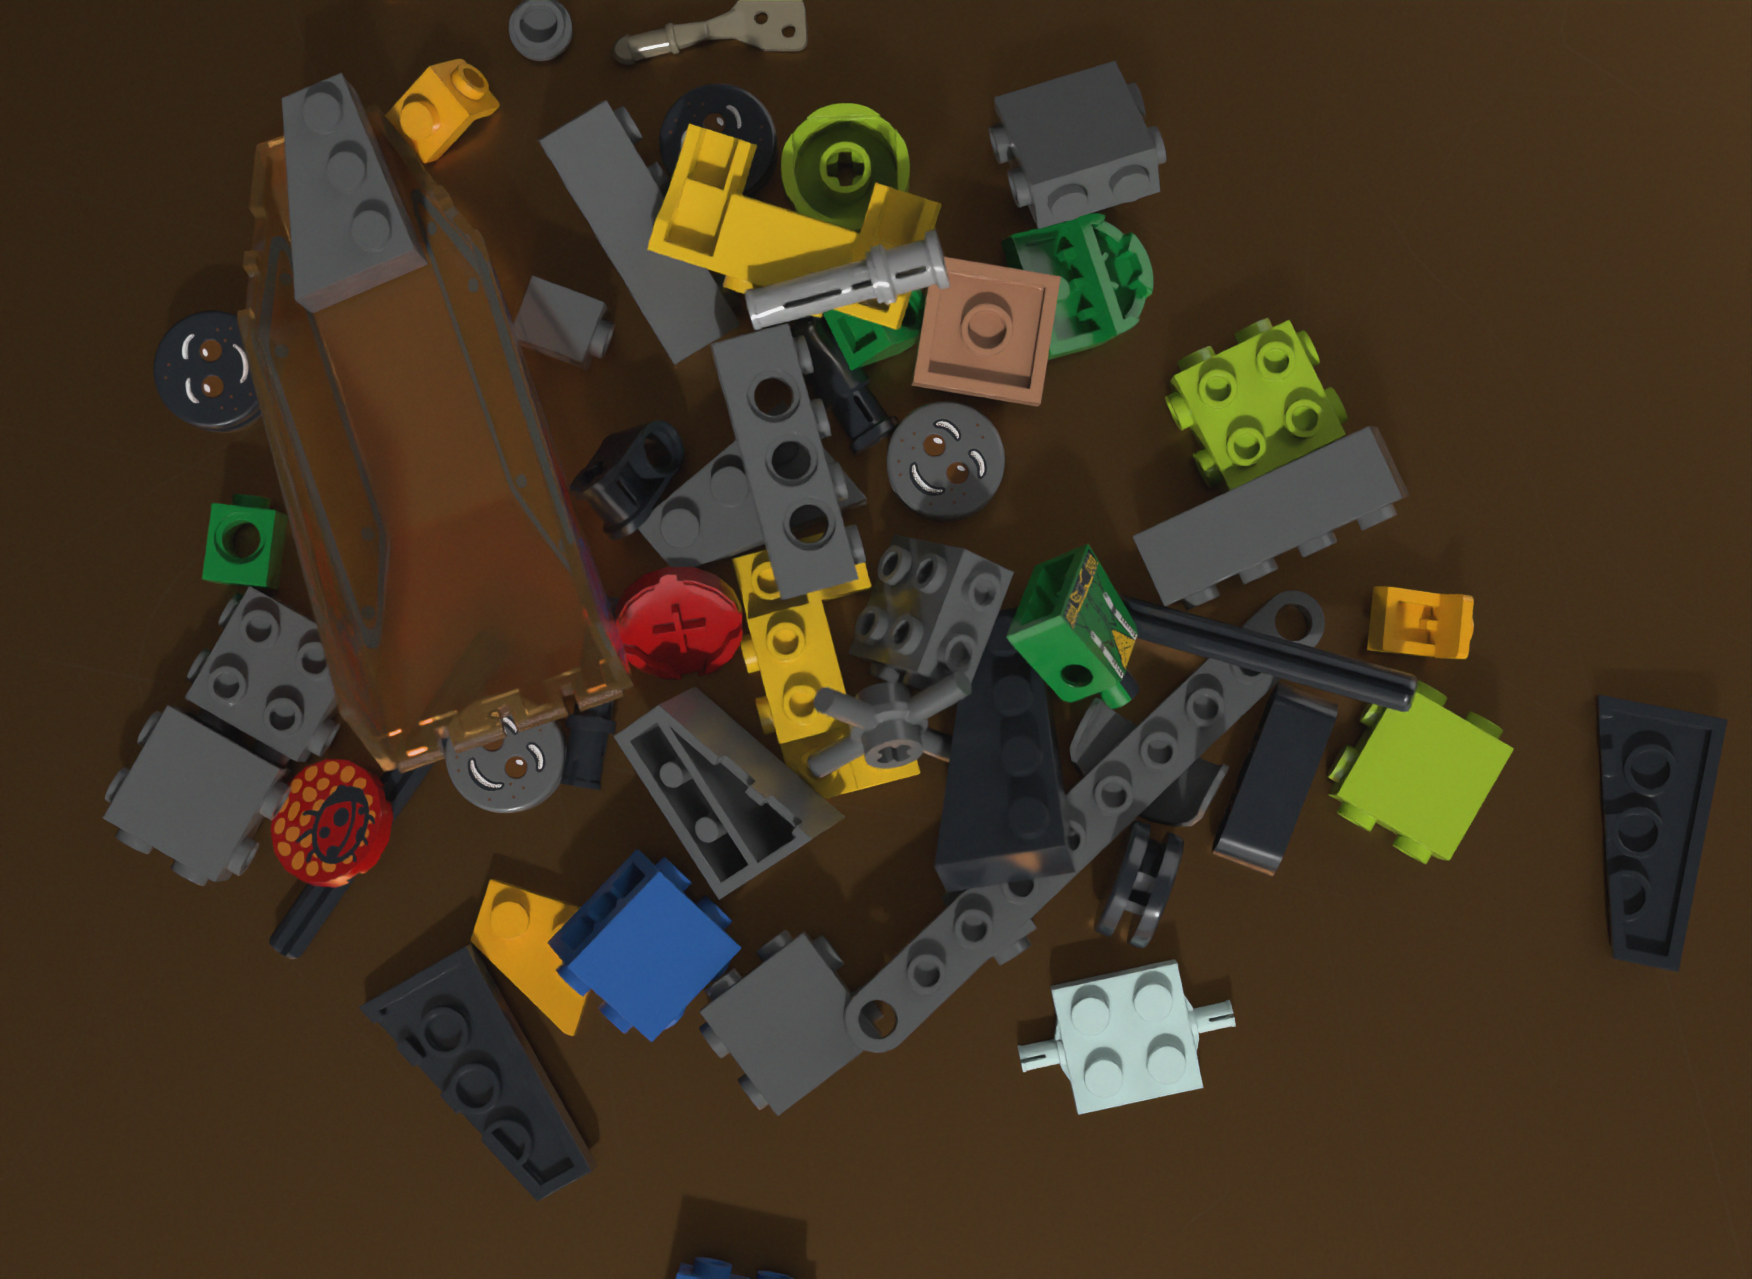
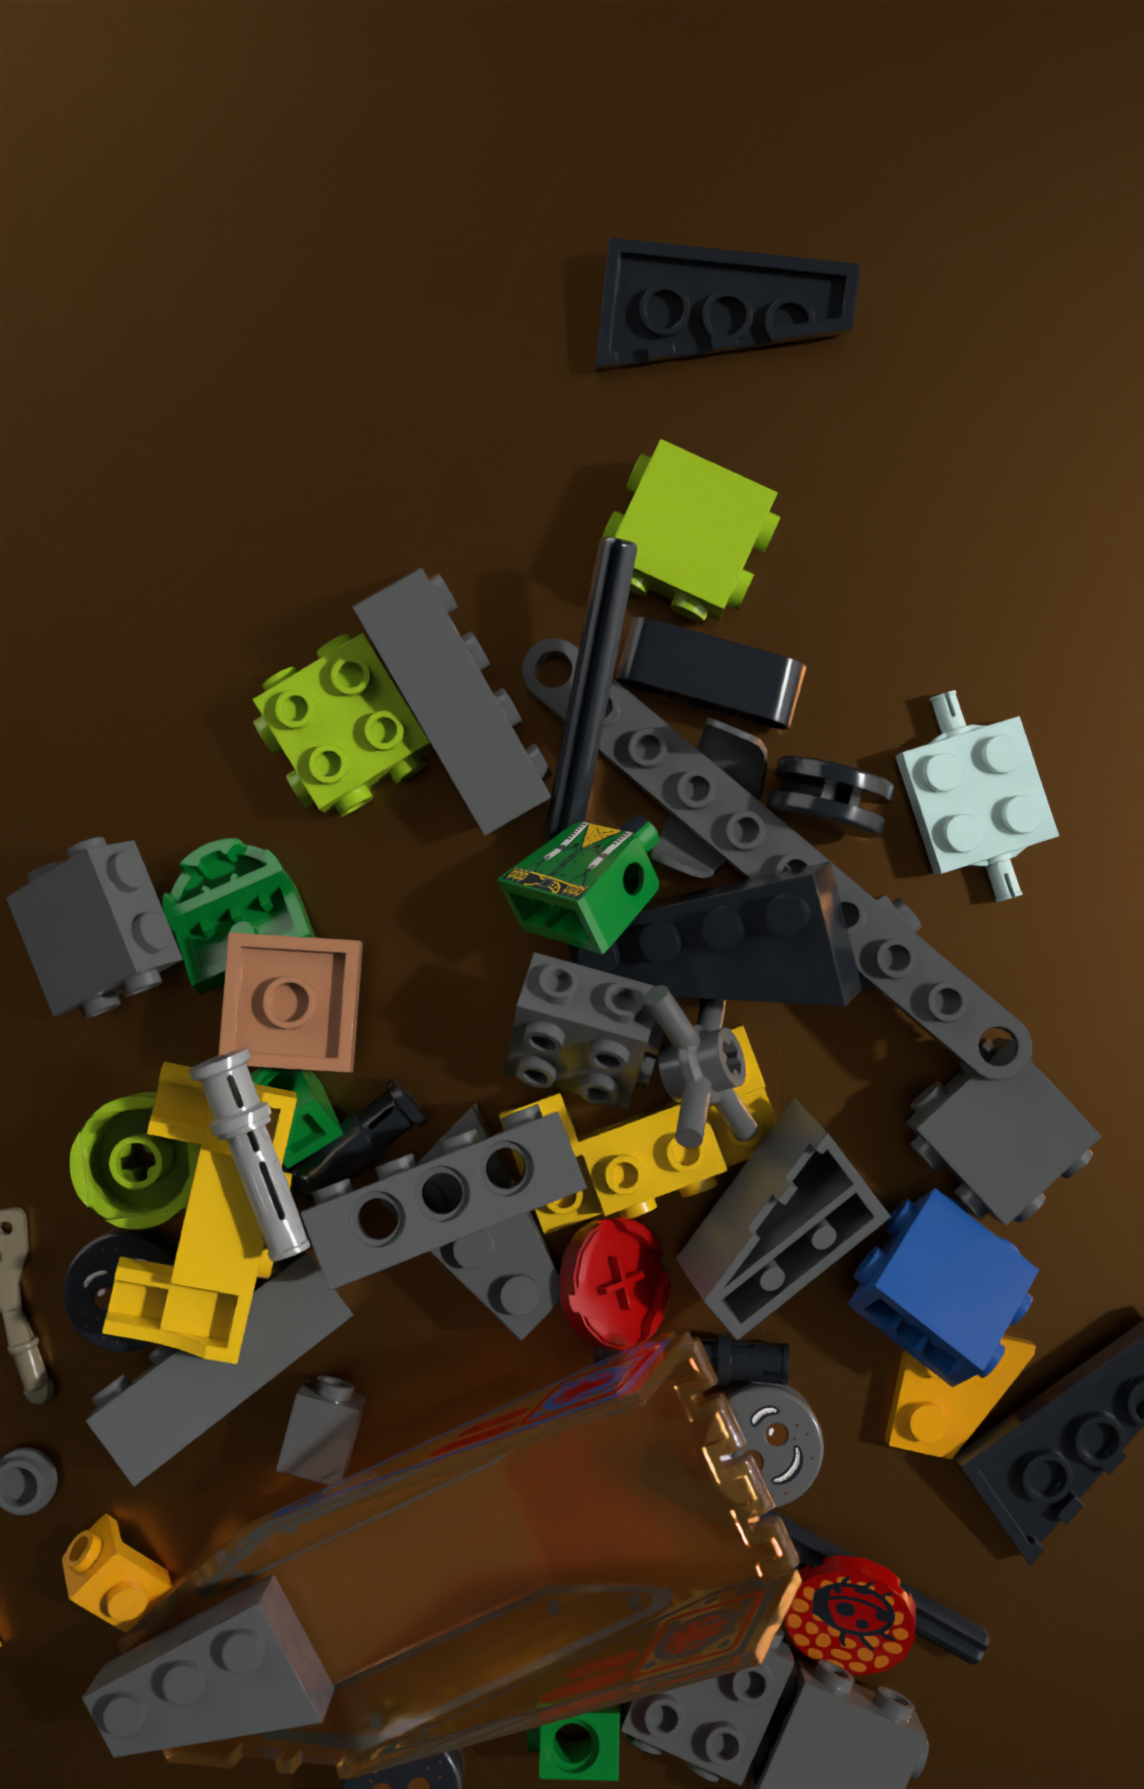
camera: 100 degrees left, 0 degrees up
(629, 475) = (471, 1349): black piece -> none
(945, 461) = (425, 1029): dark grey head -> none
(1420, 623) = (543, 543): light orange bracket -> none

